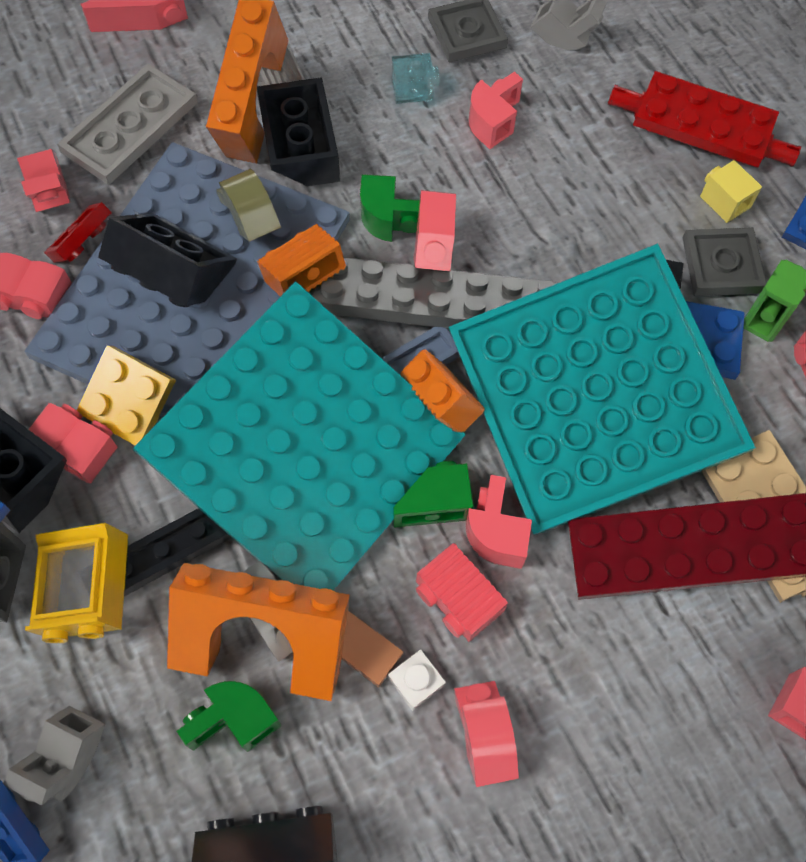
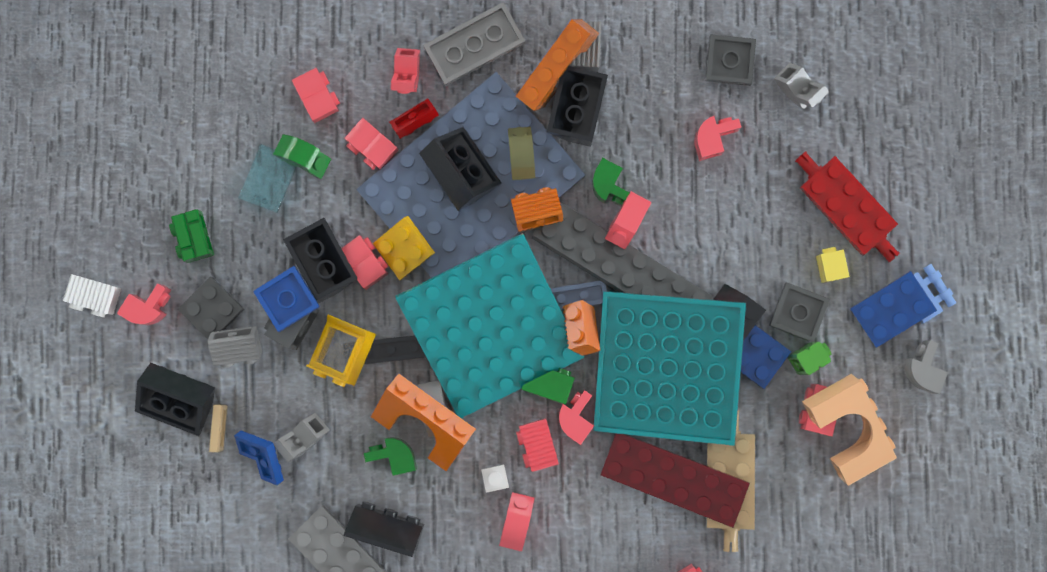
camera: 30 degrees right, 20 degrees up
(368, 651) = (477, 451): nougat tile -> none
(414, 78) = (673, 89): clear light blue brick -> none

